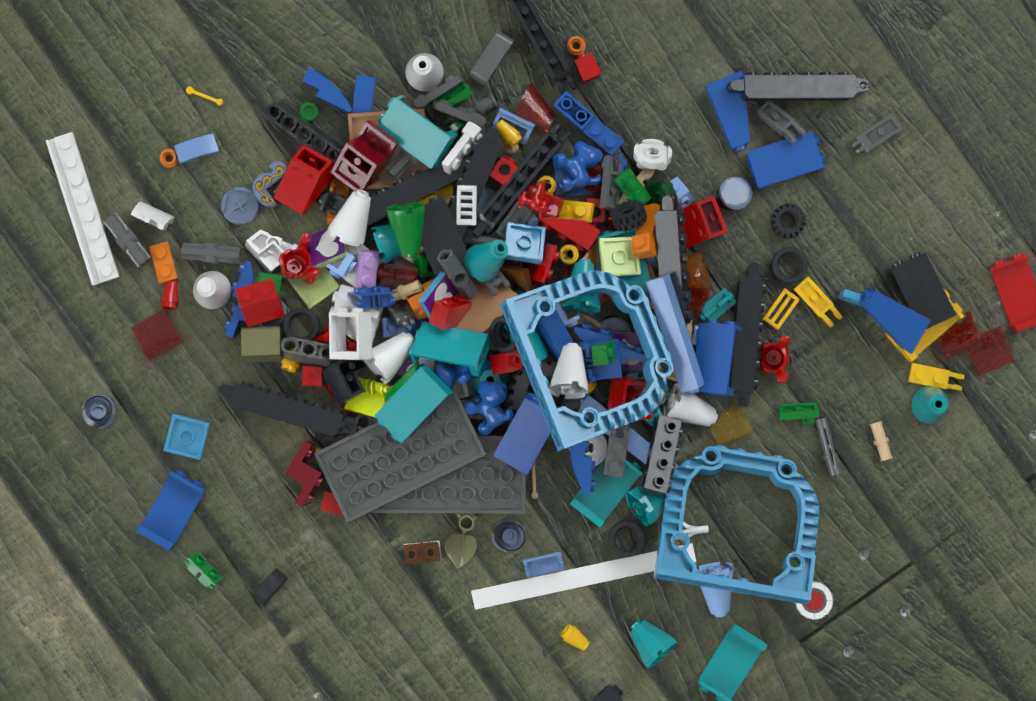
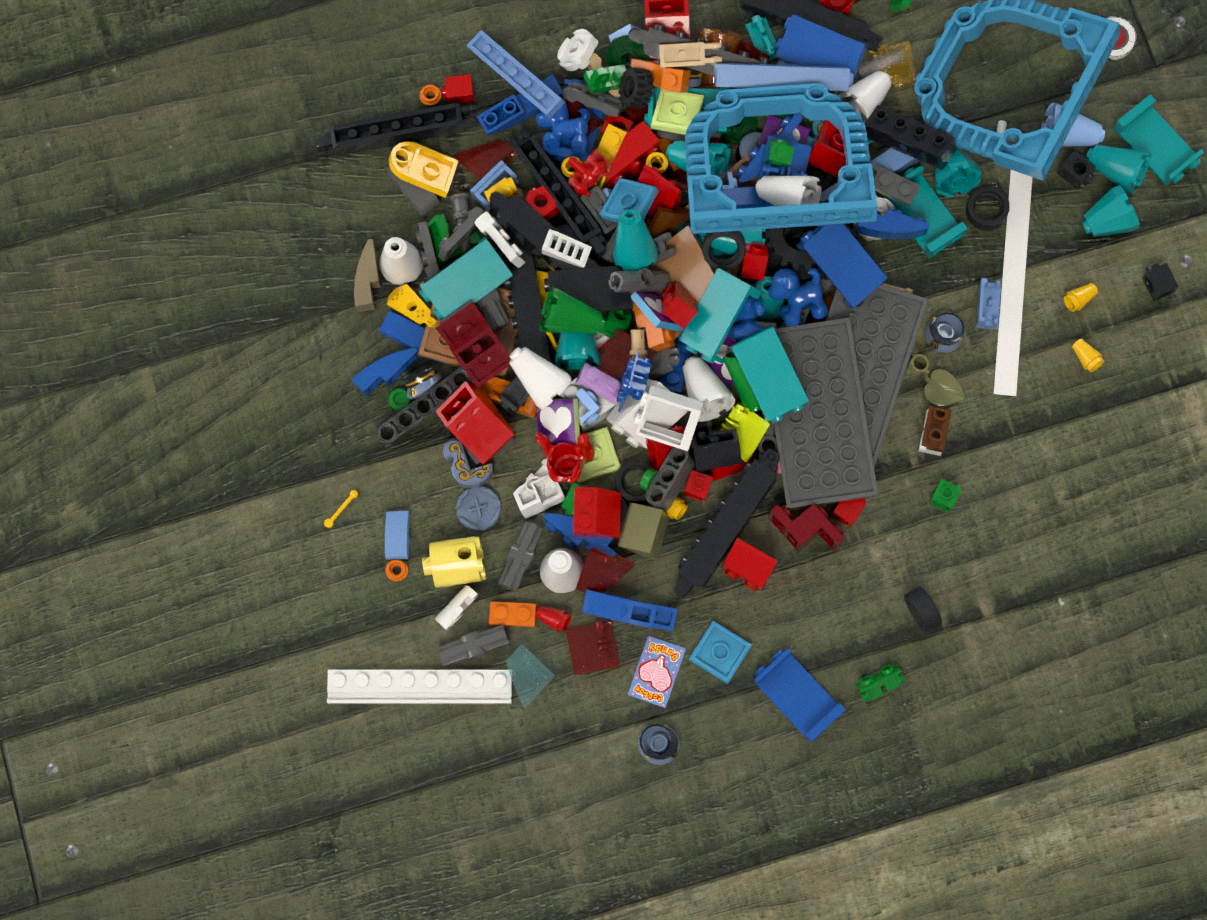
camera: 65 degrees left, 10 degrees down
(118, 291) = (527, 675): none -> clear light blue wing
(156, 391) = (656, 671): none -> sticker
(184, 196) = (455, 562): none -> light yellow cylinder
(193, 355) = (629, 610): none -> blue slope
(216, 322) = (602, 571): none -> clear red slope
(260, 437) = (749, 565): none -> red slope
(302, 334) = (648, 478): none -> green tile
(325, 124) = (421, 382): none -> piece
(369, 576) = (945, 496): none -> green brick
(388, 87) = (404, 298): none -> yellow piece
(400, 48) = (366, 278): none -> dark tan slope
(507, 63) = (423, 167): none -> yellow tile
(526, 657) = (1088, 356): none -> yellow cone
(611, 110) = (515, 74): none -> medium blue plate
(665, 250) = (687, 54): none -> tan hinge
(683, 594) = (1076, 160): none -> black brick
(697, 637) = (1120, 165): none -> teal cone
(724, 412) = (881, 63): none -> clear pin

